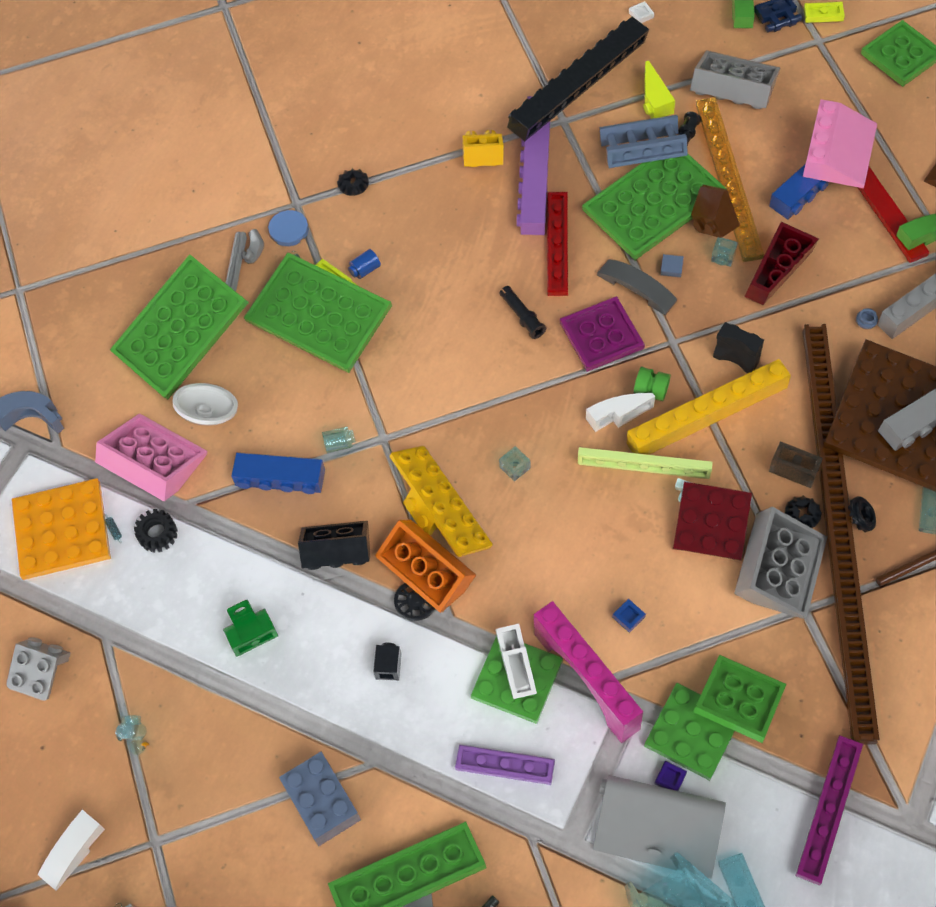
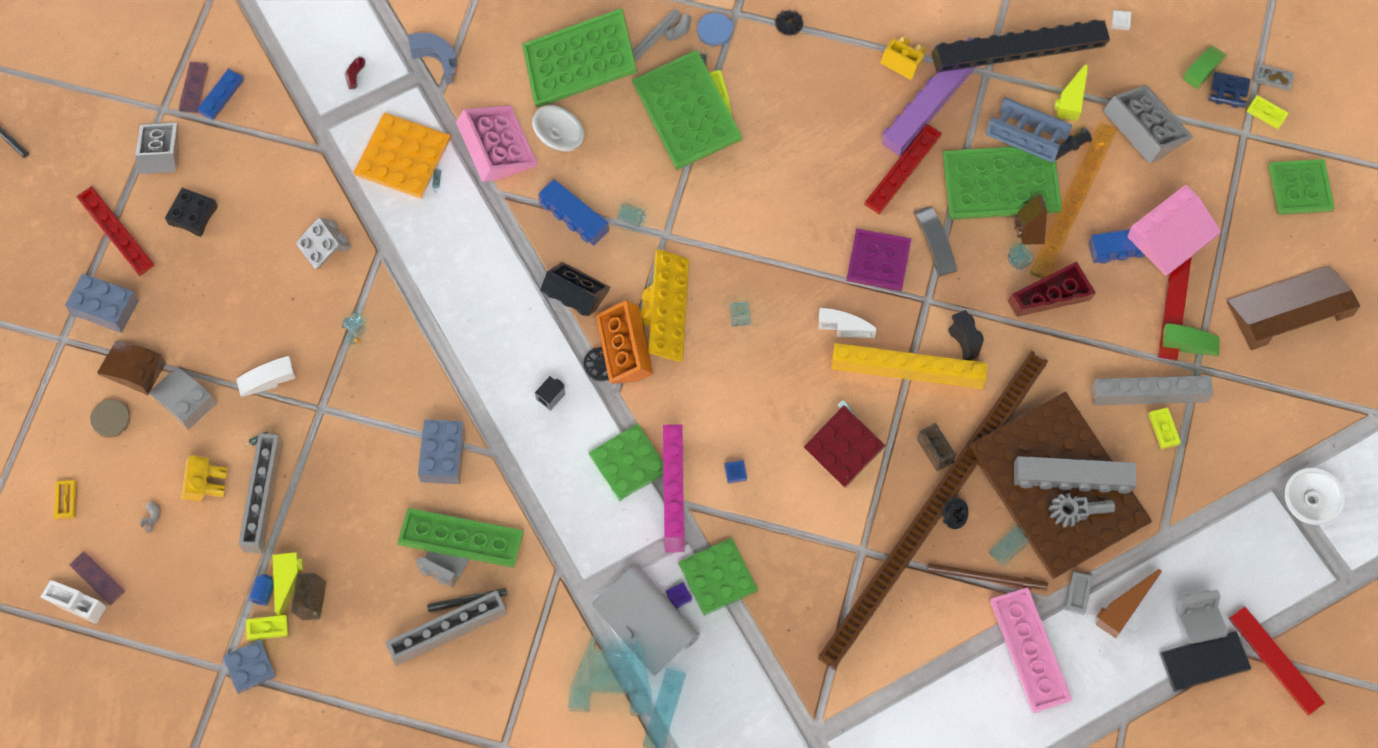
camera: 30 degrees right, 5 degrees up
(149, 521) = (460, 189): black tyre -> none
(248, 628) = (476, 308): green piece -> none
(364, 264) = (747, 94): blue brick -> none
(505, 764) = (577, 513): medium lavender tile -> none
(516, 661) = (633, 449): white slope -> none
(527, 318) = (834, 212): black pin -> none
(644, 463) = (832, 374): yellowish green tile -> none
(652, 383) = (883, 320): bright green wheel -> none
(672, 265) = (974, 242): sand blue tile -> none
(740, 698) = (763, 576): bright green plate -> none
(781, 563) = (869, 508): light grey slope -> none
(813, 511) = (912, 491): black gear -> none
(829, 810) = (765, 687): magenta plate -> none
(867, 318) = (1085, 377): sand blue plate -> none

